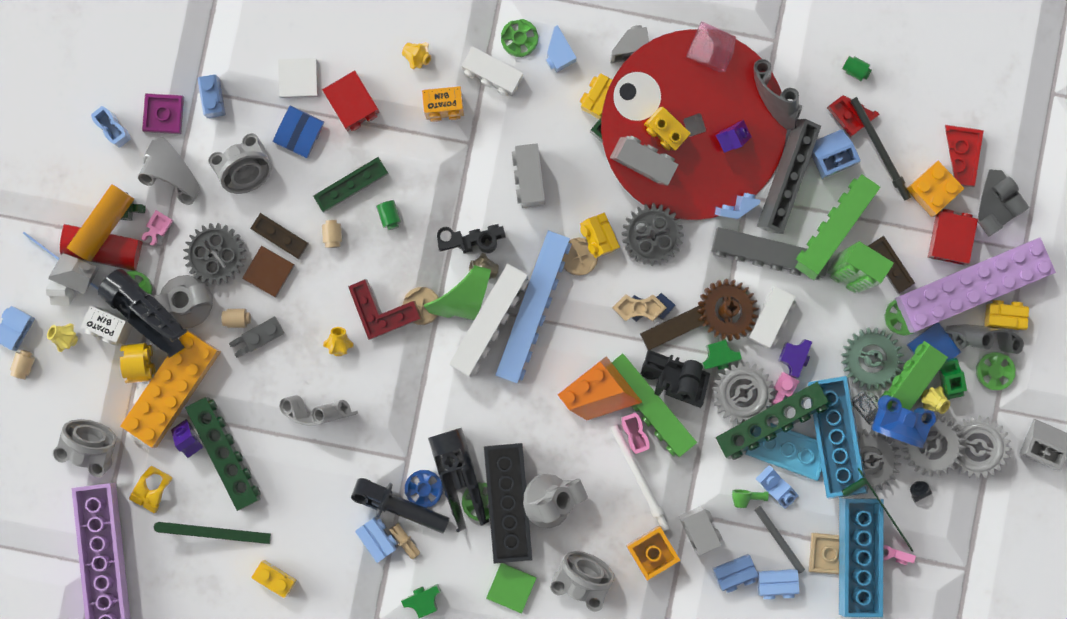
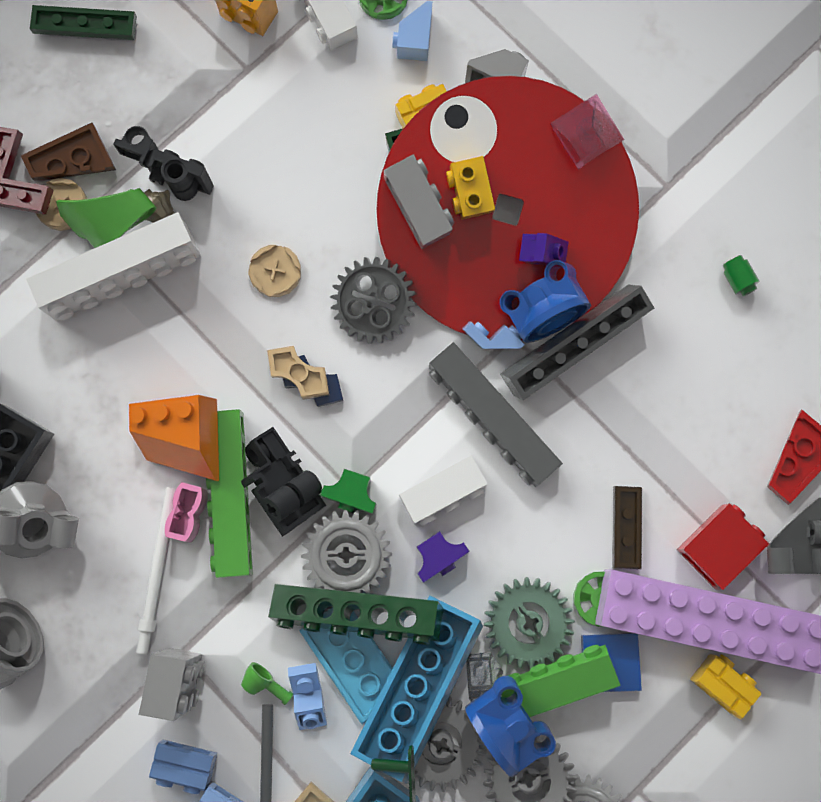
camera: 30 degrees right, 5 degrees down
(331, 234) = (22, 59): tan brick -> none
(388, 214) = (98, 80): green brick -> none
(406, 272) = (69, 155): none -> reddish brown wing
(528, 175) = (280, 138): light grey brick -> none
(533, 306) = (177, 289): light blue brick -> none
(599, 235) = (311, 260): yellow brick -> none
(653, 552) = (102, 670): light orange brick -> none
(672, 328) = (329, 425): dark brown tile -> none
(740, 303) = (413, 425): reddish brown gear -> none
(757, 167) = (547, 304): none -> blue piece
(782, 109) = (624, 249): dark grey panel -> none
(785, 387) = (402, 583): bright pink plate -> none
(834, 153) = (647, 353): medium blue slope -> none
(837, 227) = (592, 437): bright green brick -> none
(847, 116) = (698, 324): red wing -> none
(859, 267) = (586, 496): bright green brick -> none
(898, 180) = (702, 436): pearl dark grey bar -> none
(935, 188) = (740, 473): light orange brick -> none
(935, 400) = (569, 727): light yellow rock -> none
(952, 379) = (607, 716): green brick -> none
(983, 338) = (681, 692): dark grey panel -> none
(995, 371) = (668, 743): bright green piece -> none

